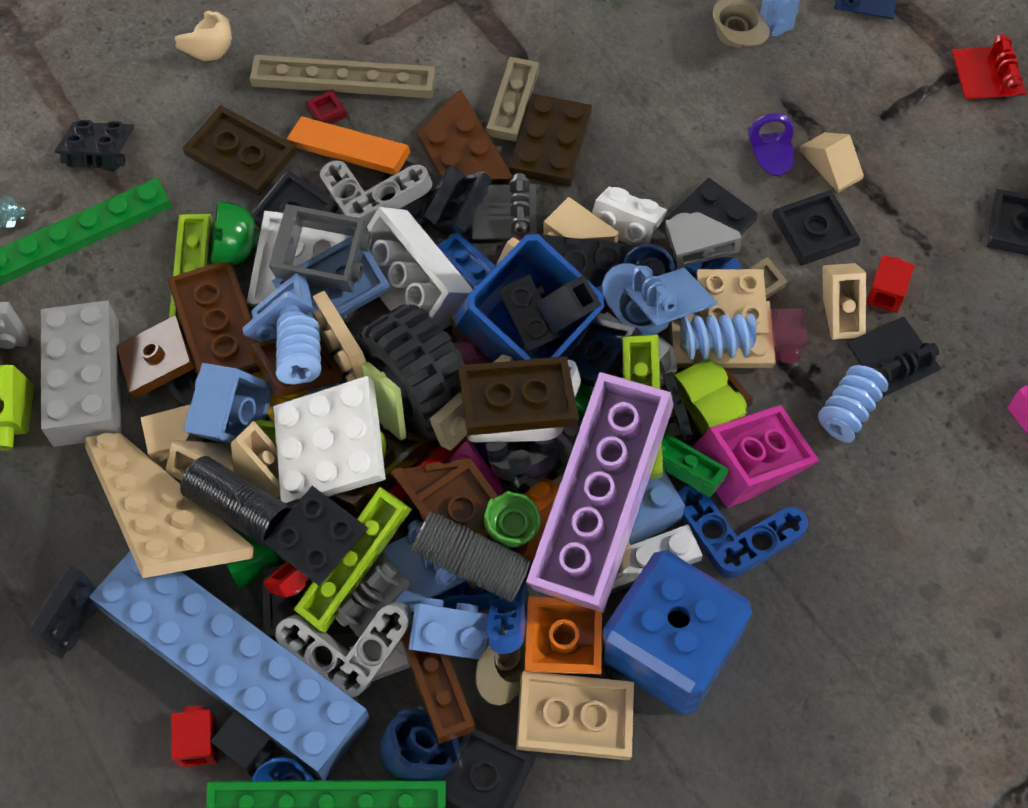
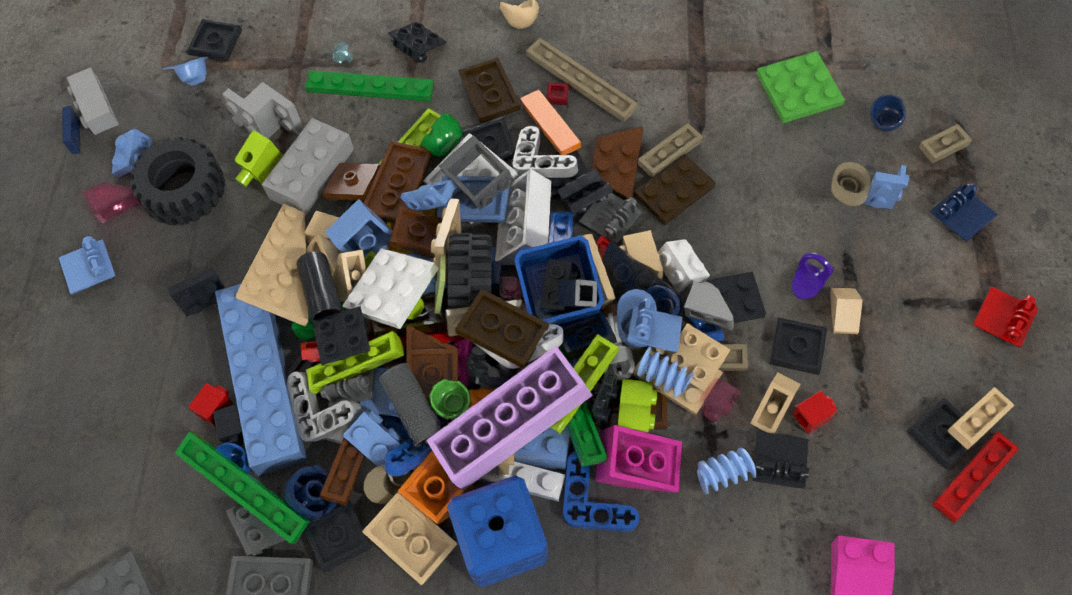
camera: 40 degrees right, 0 degrees up
(297, 348) = (416, 223): light blue piece -> none

